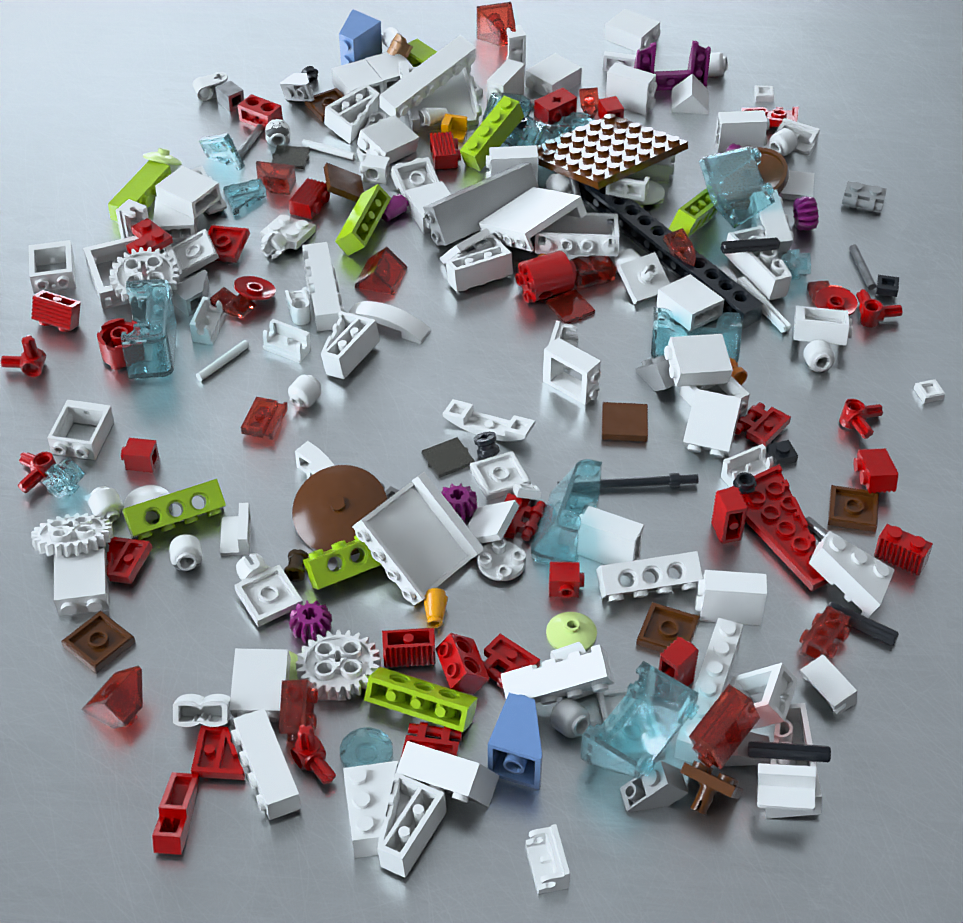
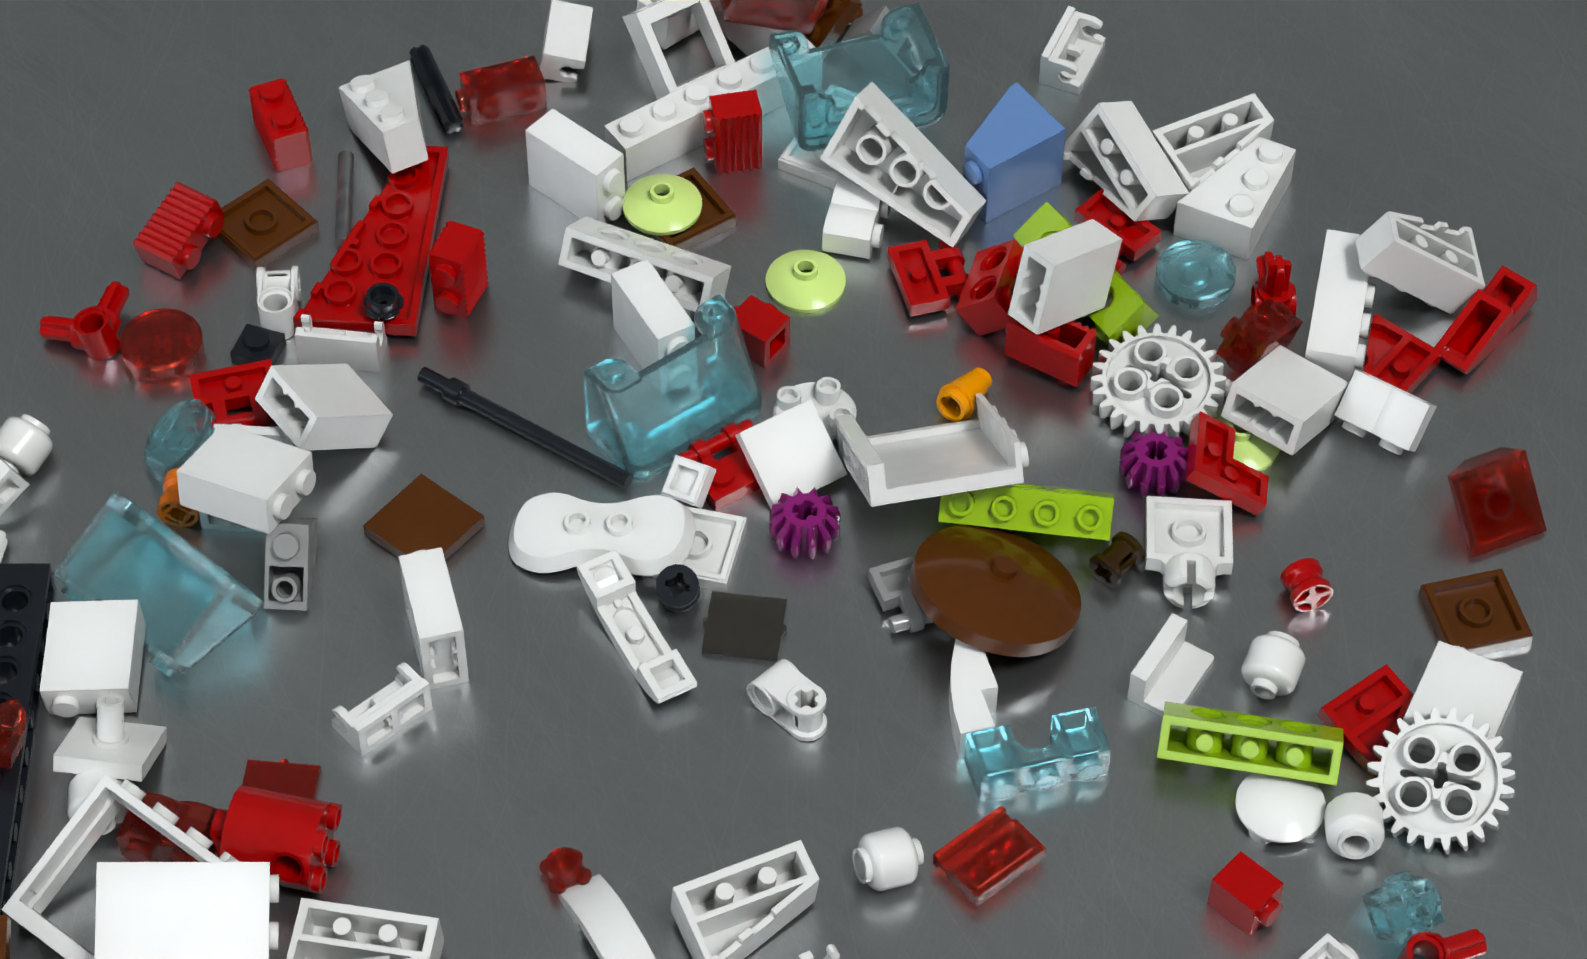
camera: 145 degrees left, 5 degrees up
(191, 600) = (1306, 584): none -> red wheel
(229, 804) = (1422, 259): none -> white wedge
(257, 471) = (1006, 768): none -> clear light blue arch
(272, 626) = (1215, 470): none -> red plate
(399, 430) = (790, 700): none -> white piece
(412, 639) = (1064, 276): none -> white brick
(433, 332) = (564, 860): none -> clear red plate
(534, 458) = (565, 531): none -> white plate
(671, 625) = (662, 204): none -> yellowish green dish
(759, 388) = (178, 435): none -> clear light blue tile
(797, 470) = (278, 298): none -> white piece
(821, 428) = (162, 345): none -> clear red tile

